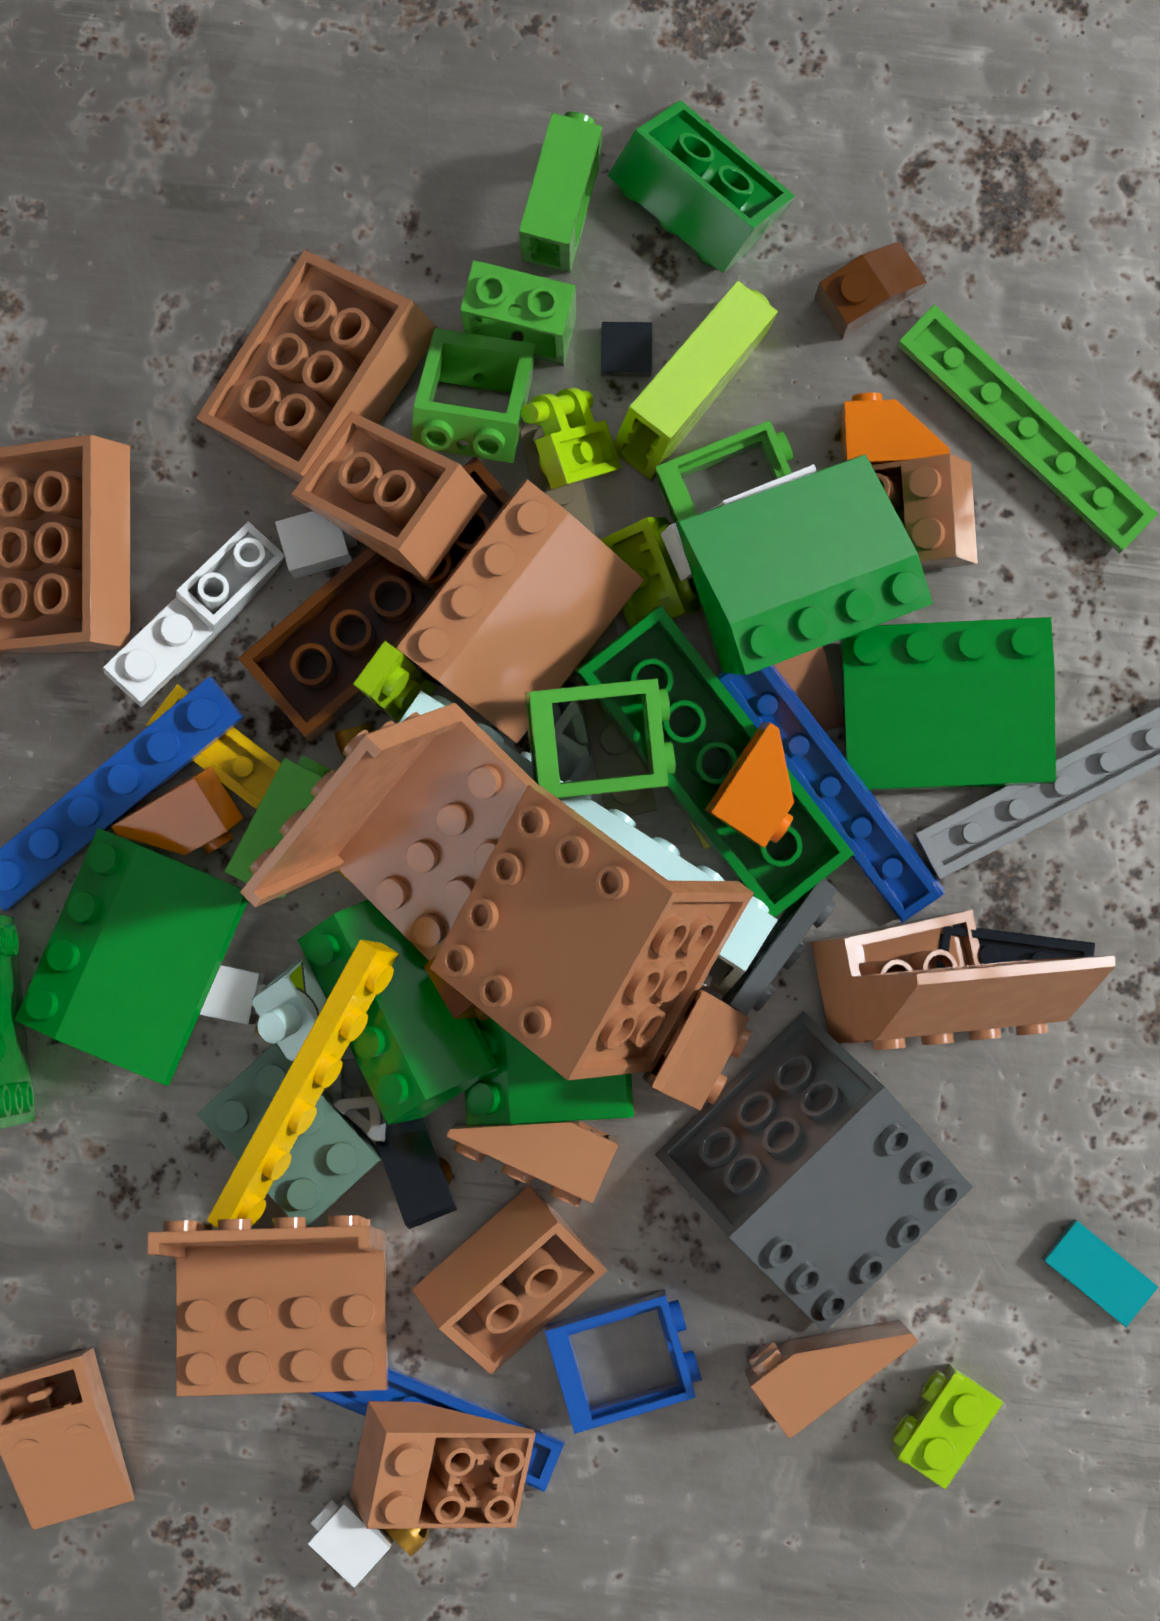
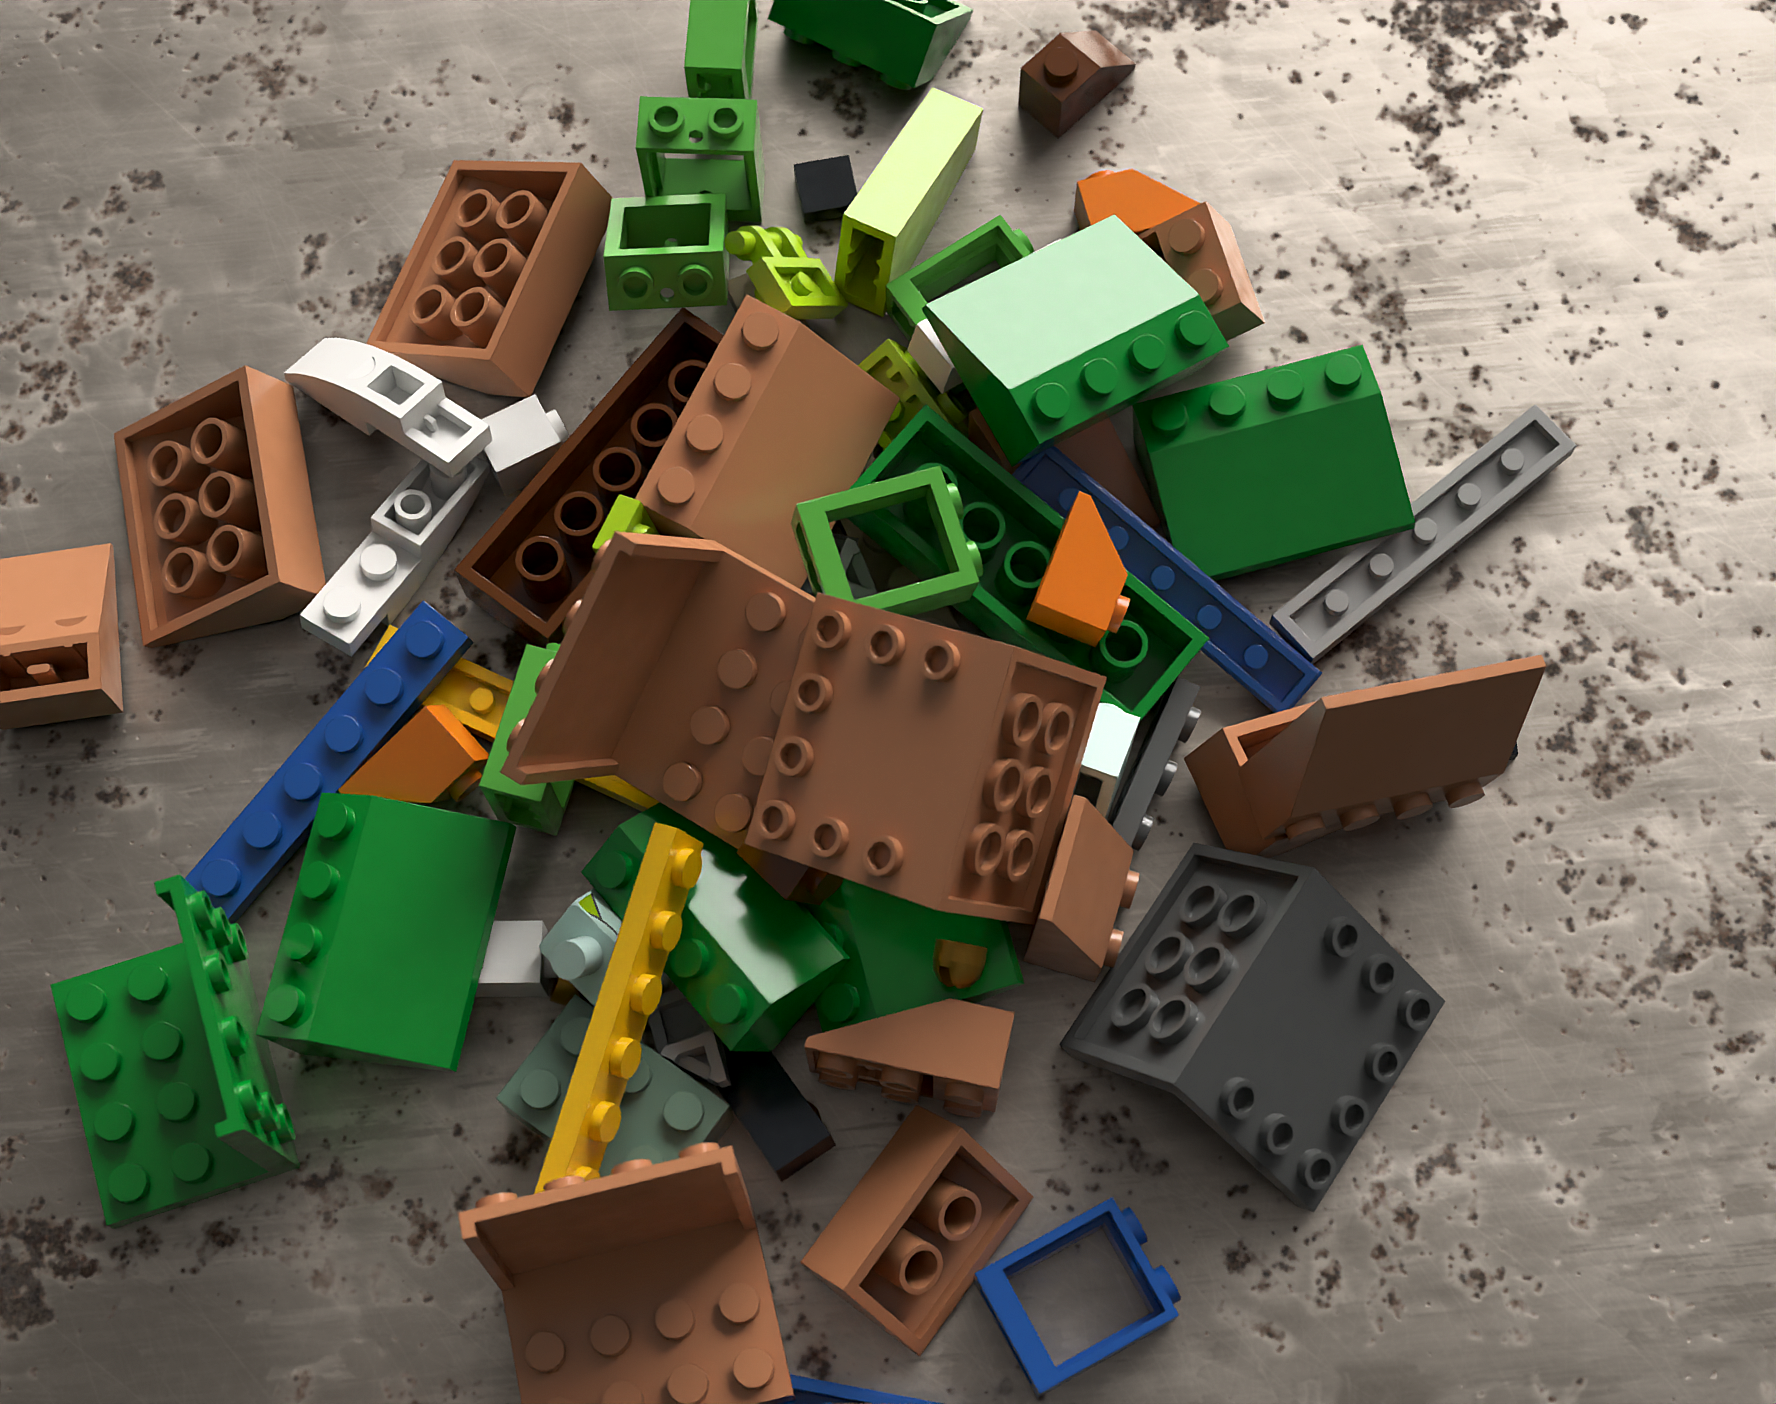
camera: 15 degrees left, 15 degrees down
(209, 484) = (393, 396): none -> white slope
(391, 494) = (598, 355): nougat slope -> none
(584, 1096) = (958, 963): none -> pearl gold hinge
(819, 1370) = (1312, 1254): nougat slope -> none
(944, 1425) = (1491, 1295): lime bracket -> none
(1027, 429) = (1283, 181): bright green plate -> none
(1100, 1273) = (1623, 1071): teal tile -> none

